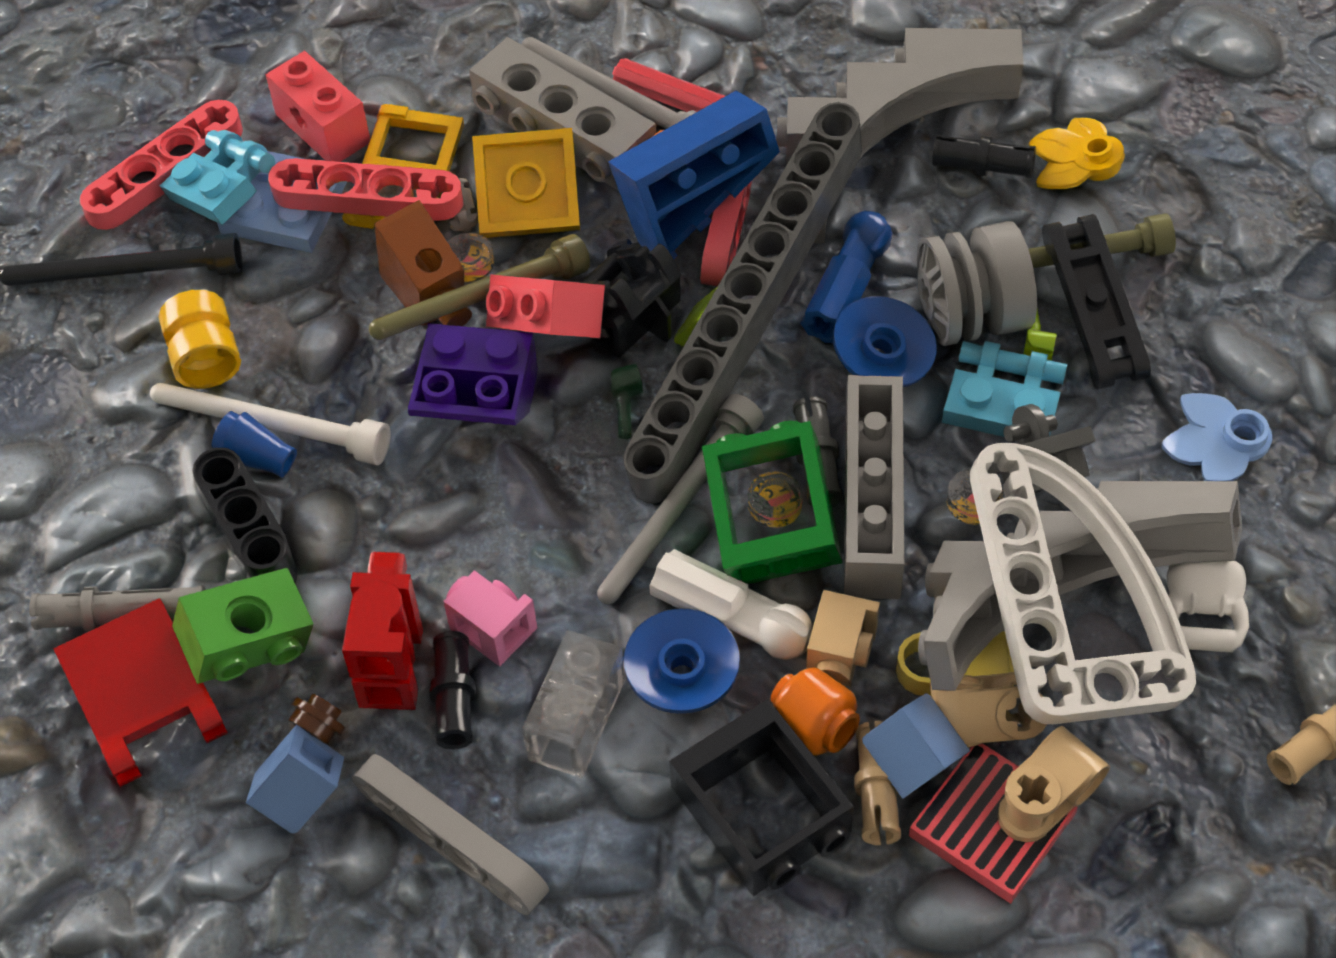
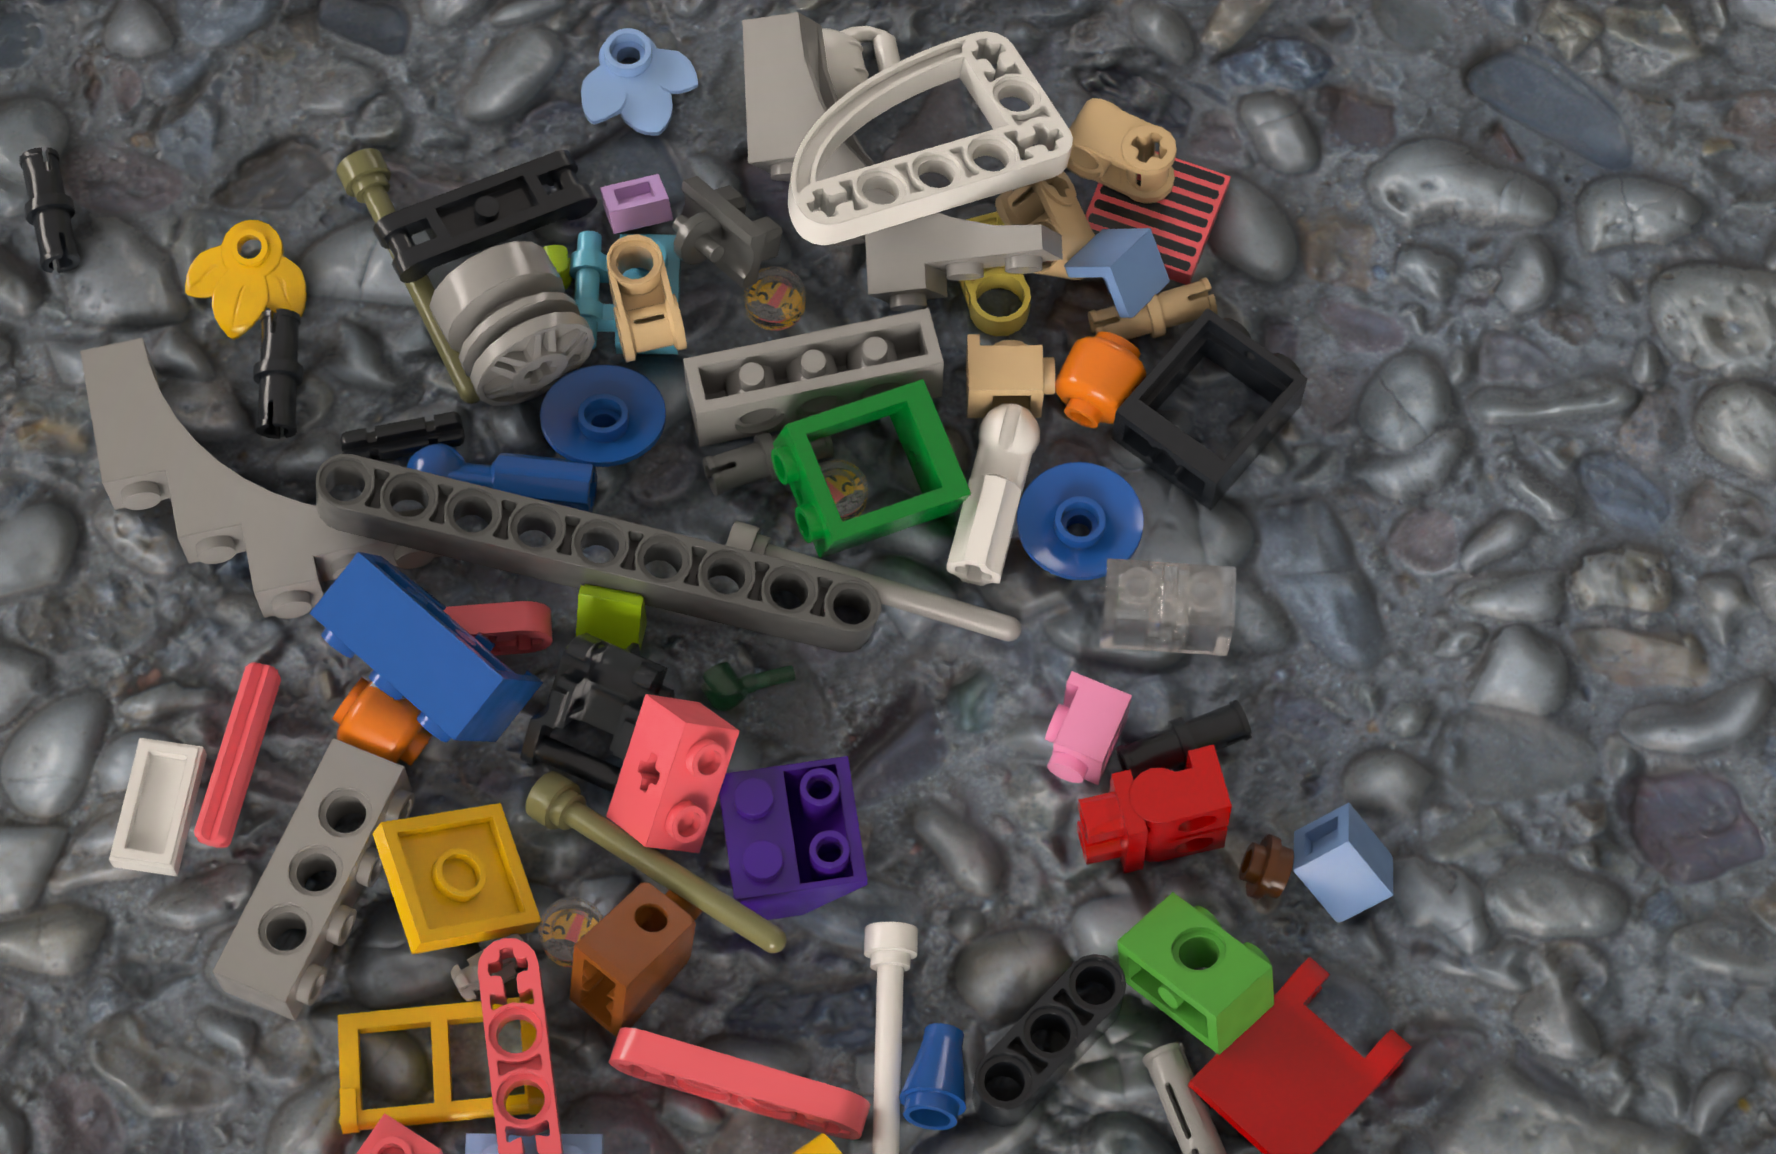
camera: 110 degrees left, 10 degrees up
(304, 324) = (740, 1083): none -> coral beam
(451, 834) = (1348, 690): light grey beam -> none
(643, 105) = (304, 722): light grey piece -> none
(657, 48) = (158, 807): none -> white tile
(906, 222) = (404, 437): none -> black axle
(978, 372) = (643, 307): none -> tan piece
(1087, 404) = (636, 203): none -> lavender tile
(1164, 45) = (49, 210): none -> black pin

